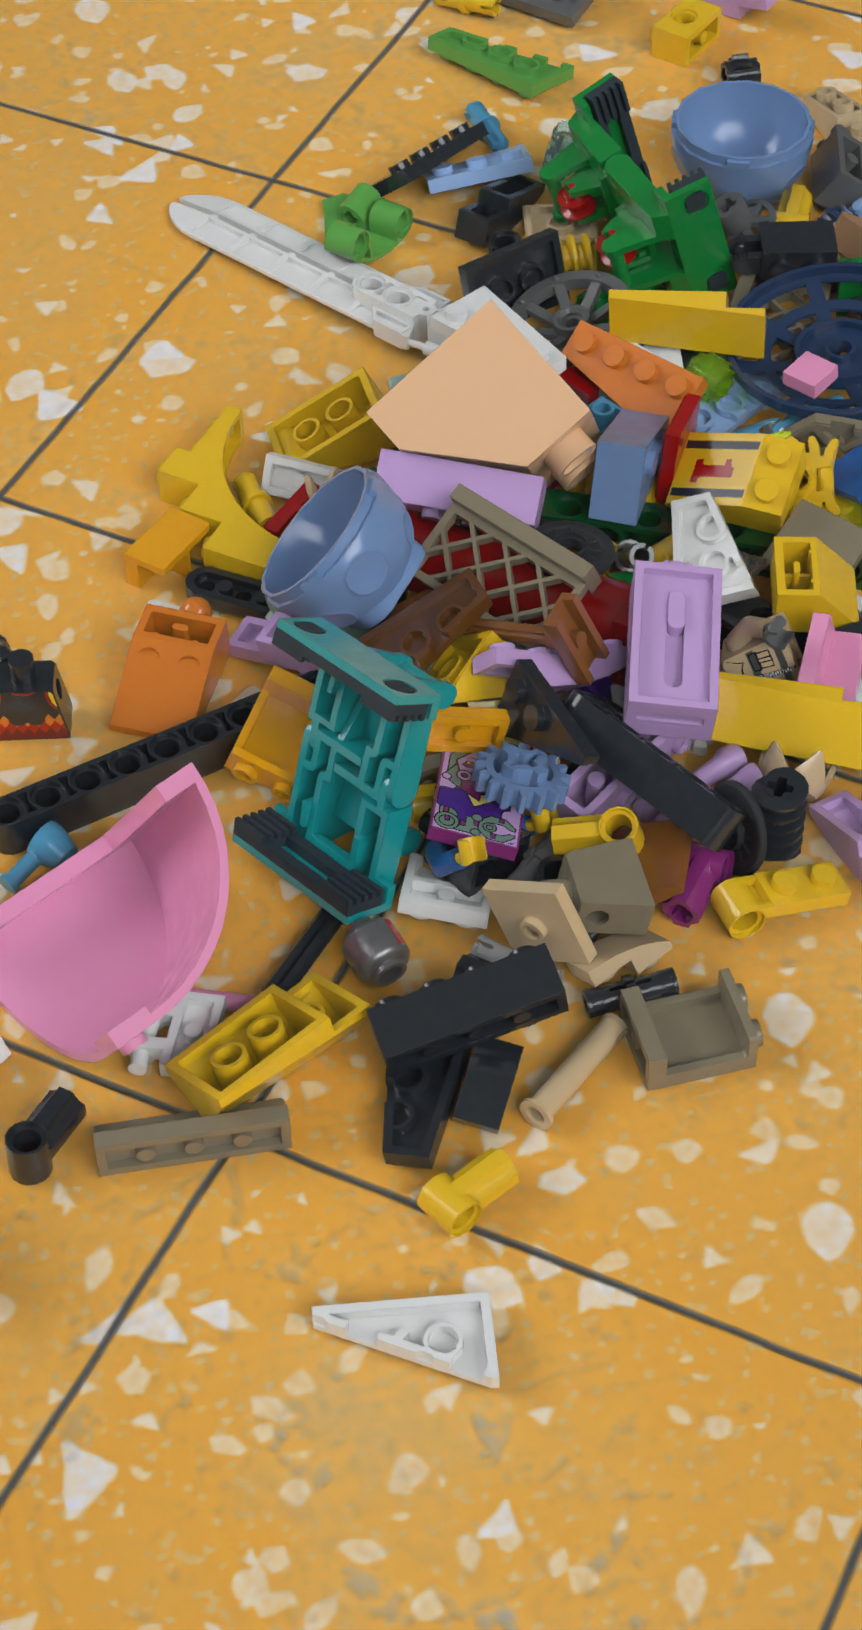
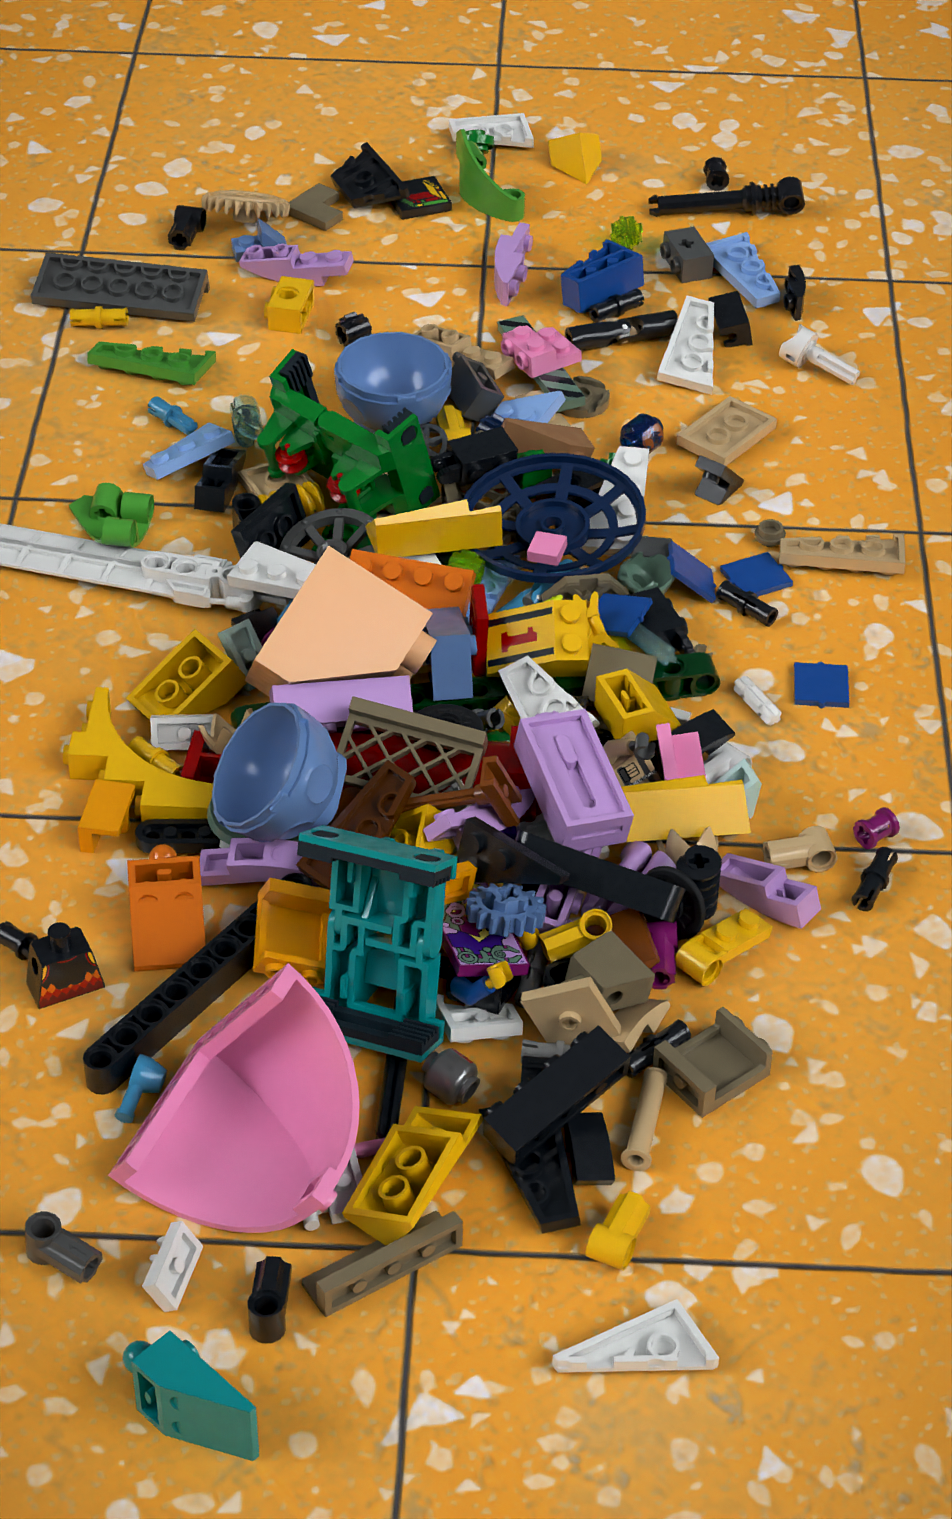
camera: 25 degrees left, 5 degrees down
(426, 159) = (144, 452): black wing -> none

